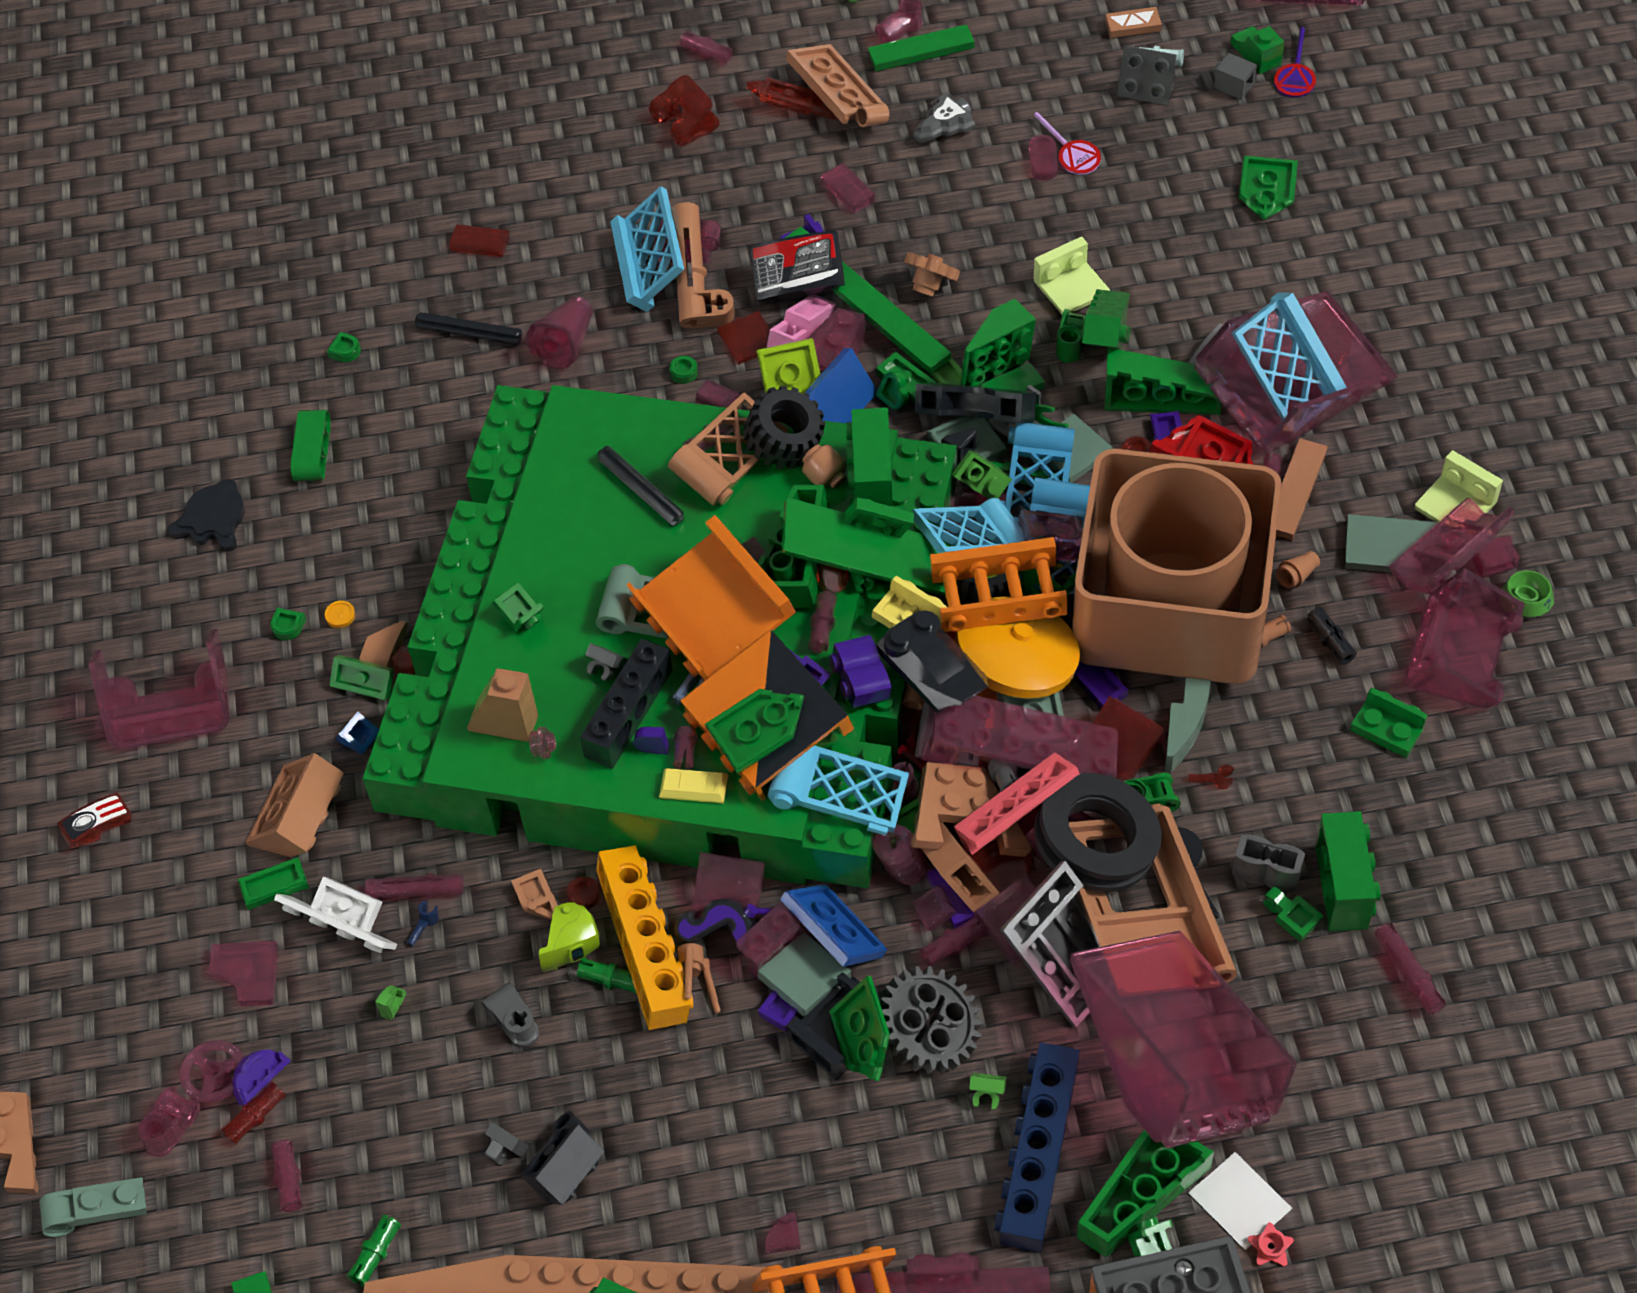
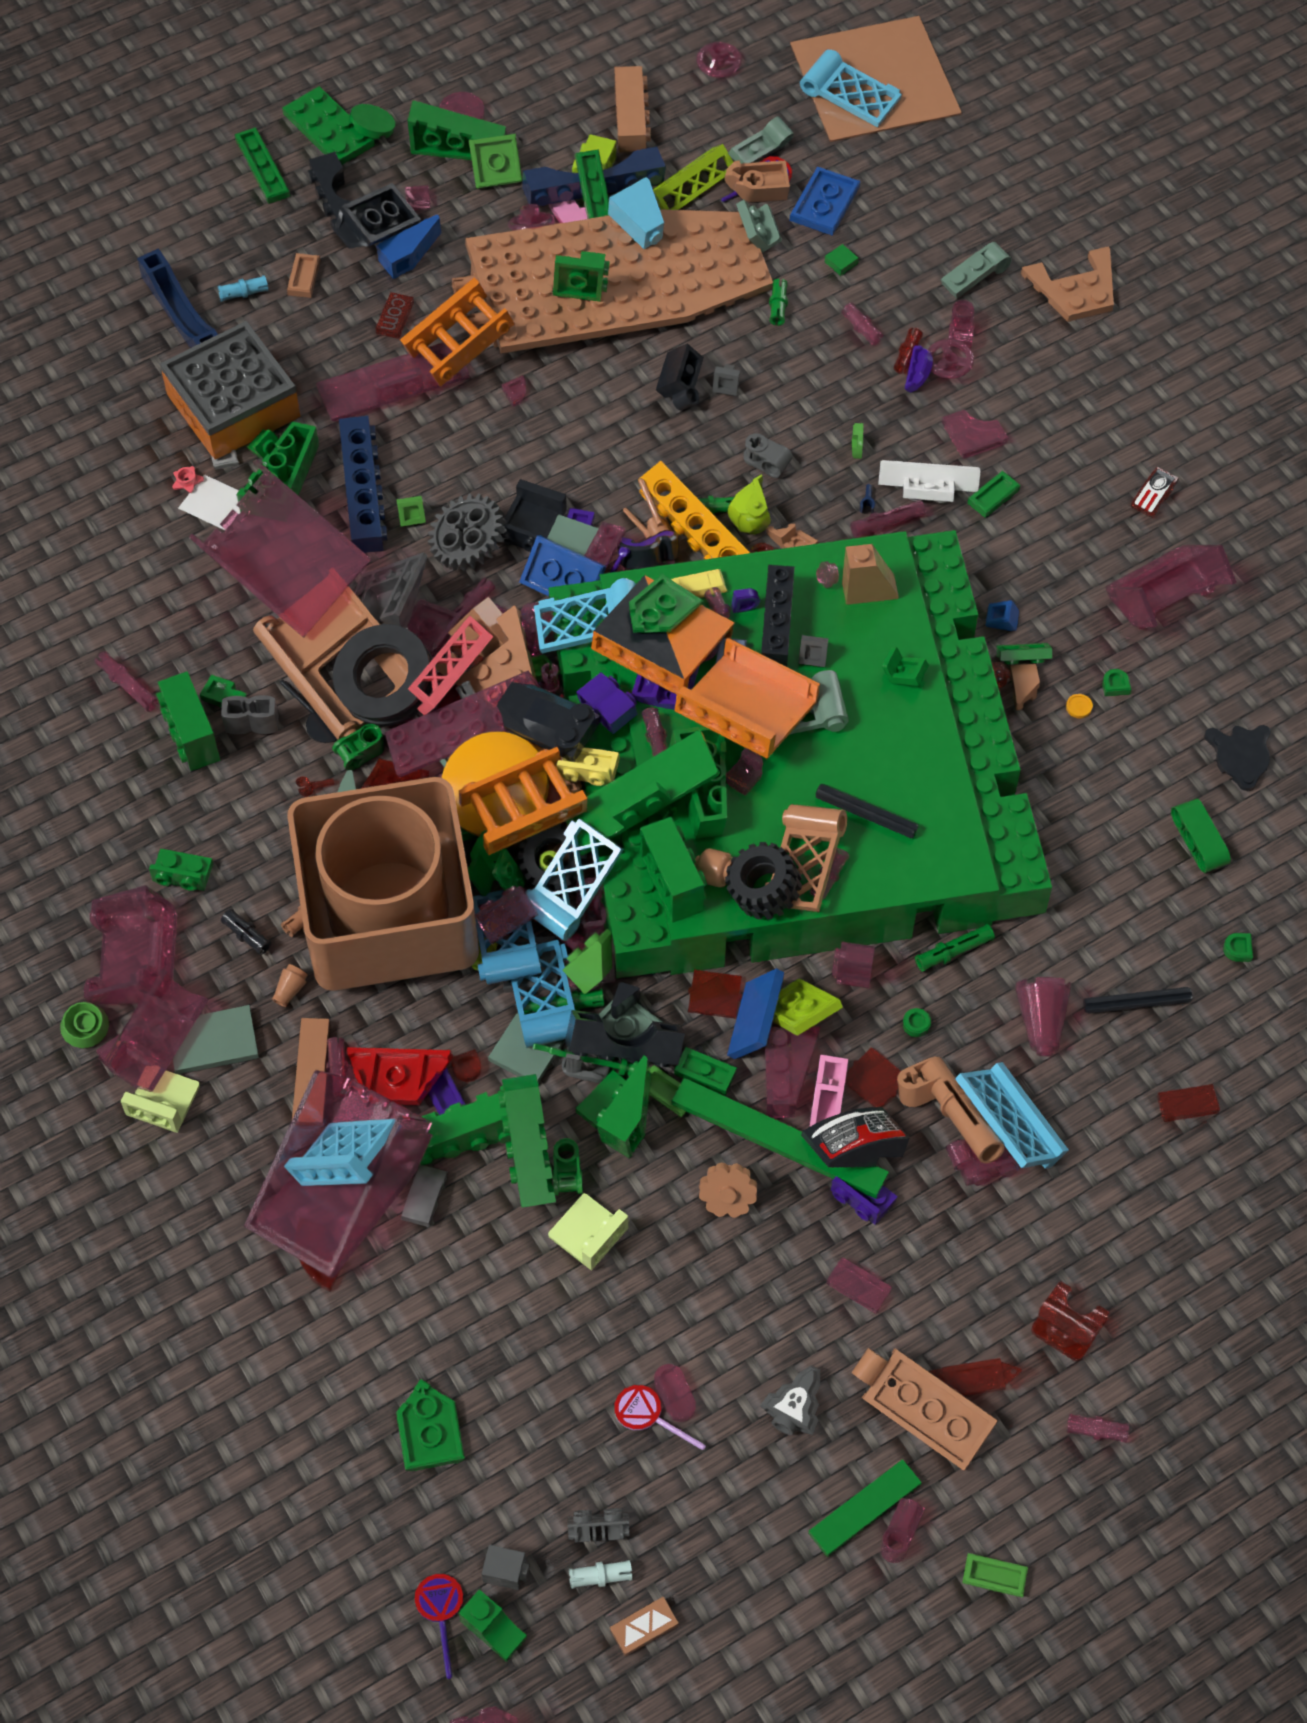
camera: 155 degrees right, 5 degrees up
(296, 806) = (1010, 541): nougat slope -> none
(862, 1030) = (510, 503): green tile -> none
(893, 390) = (710, 1049): green tile -> none

